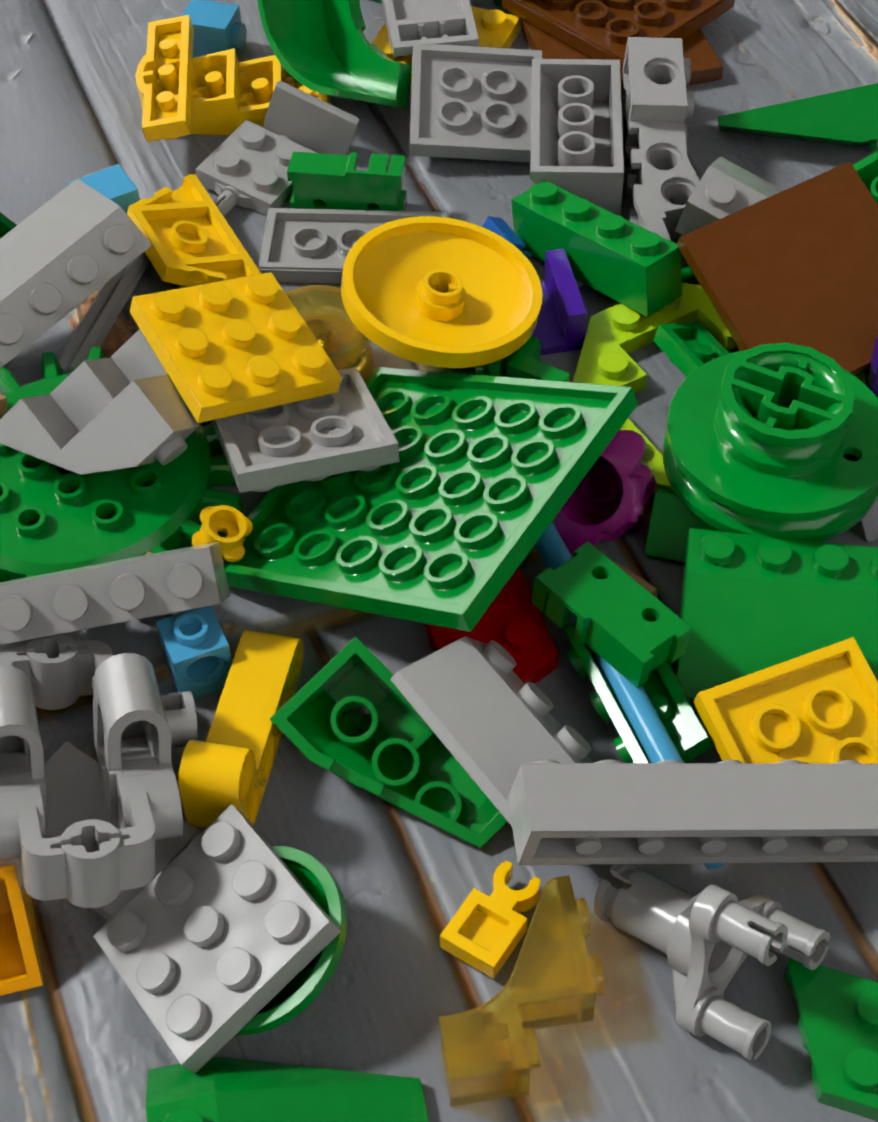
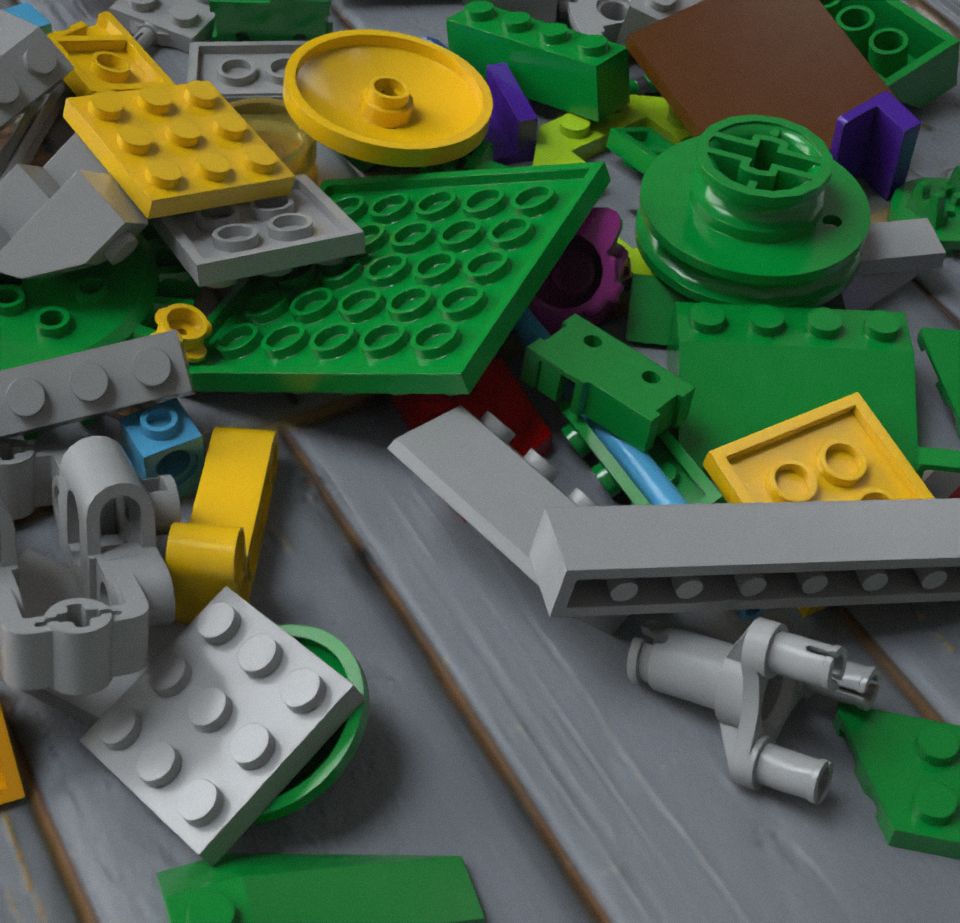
camera: 10 degrees left, 5 degrees down
(371, 736) = (383, 522): green wedge -> none
(490, 926) = (518, 697): yellow plate -> none
(552, 984) = (542, 812): clear yellow arch -> none

